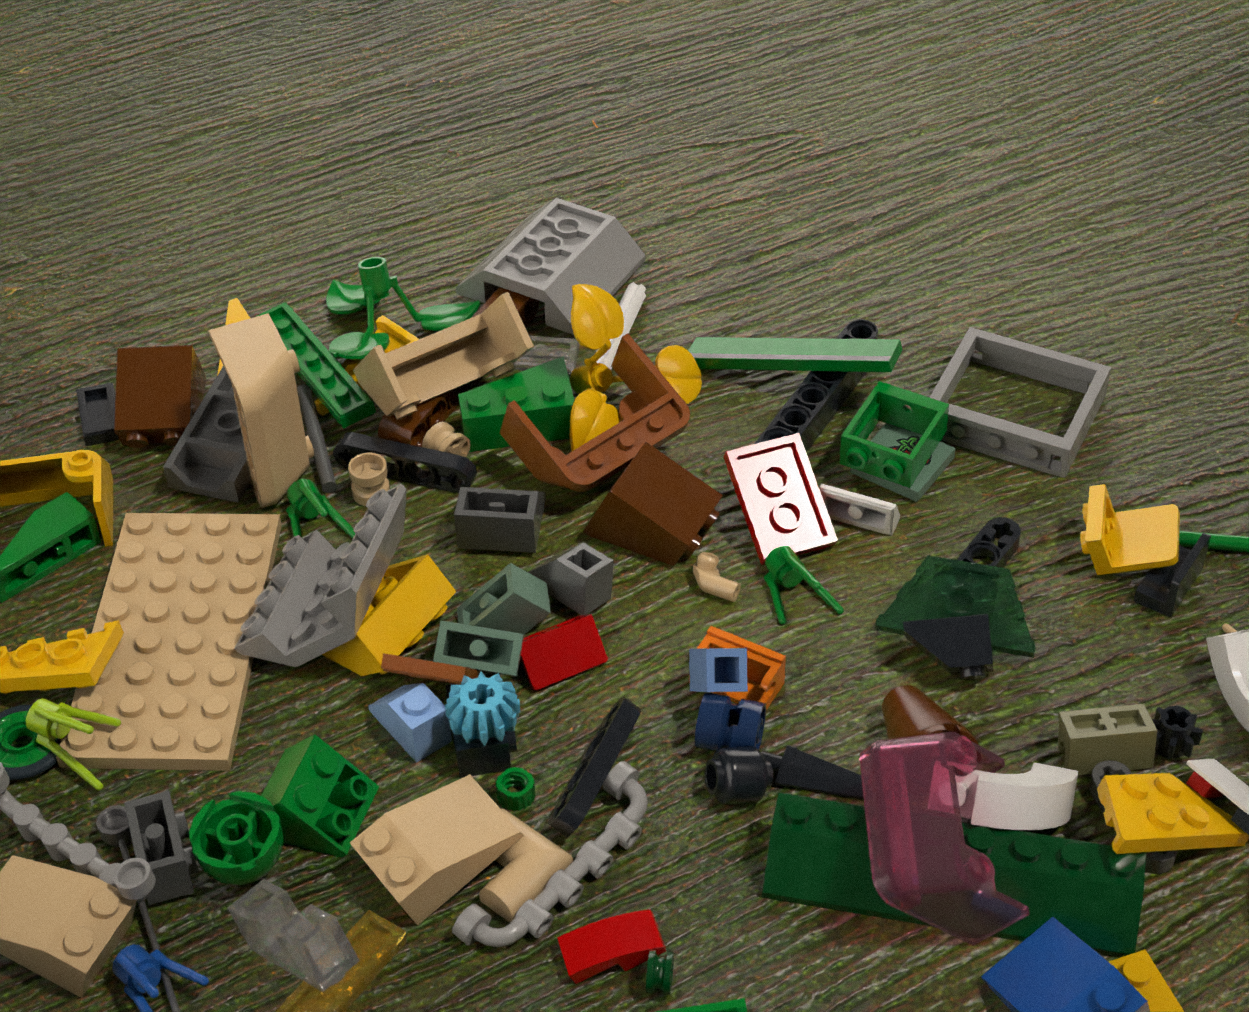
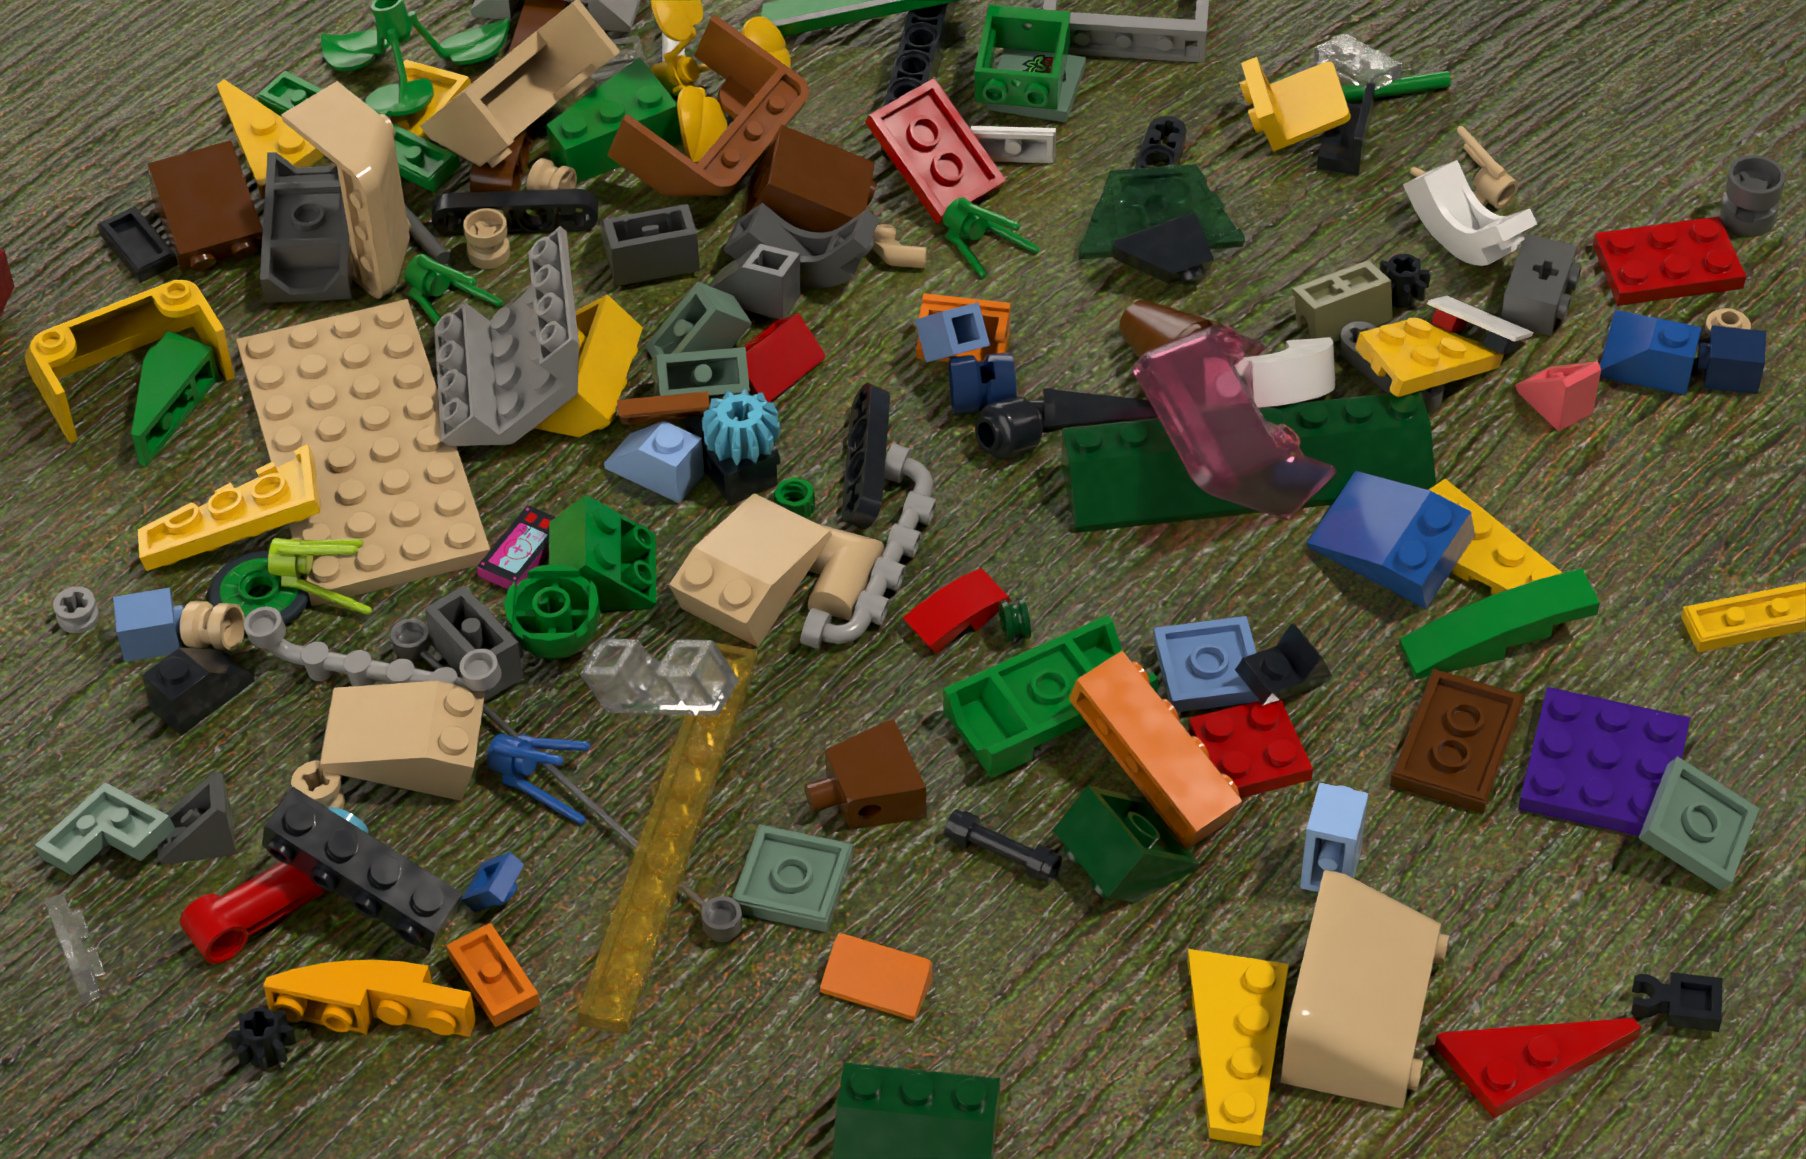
camera: 20 degrees left, 5 degrees up
(251, 767) = (518, 549): none -> tile
(636, 567) = (824, 257): none -> dark grey arch
(1206, 511) = (1358, 61): none -> clear plate

